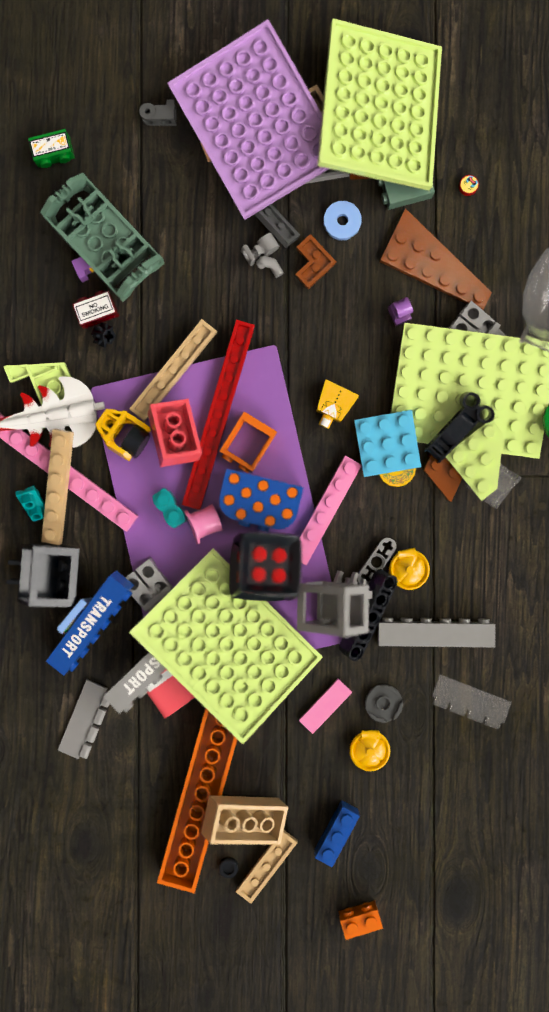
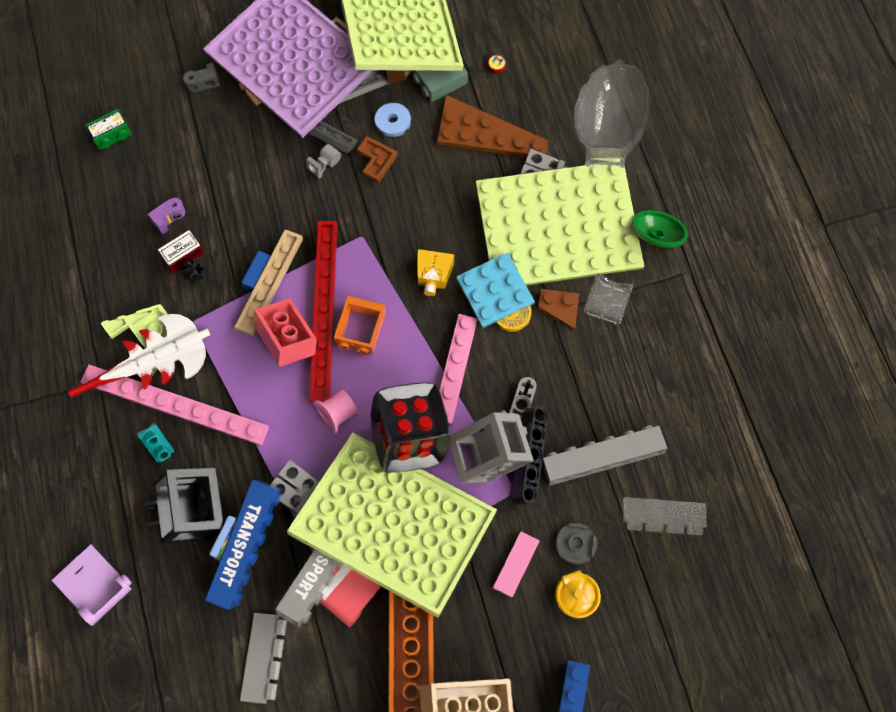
camera: 15 degrees left, 20 degrees down
(57, 486) = (178, 415): tan plate -> none
(102, 237) = (172, 185): sand green piece -> none
(135, 439) = (220, 344): yellow piece -> none
(163, 354) = (255, 271): none -> blue slope
(167, 503) = (296, 406): teal brick -> none
(259, 500) = (382, 366): blue brick -> none
(265, 261) = (338, 170): light grey arm -> none
(400, 311) = (469, 174): medium lavender leg -> none
(410, 569) = (557, 398): yellow piece -> none
(458, 427) = (557, 253): black piece -> none
(479, 459) = (587, 279): yellowish green plate -> none

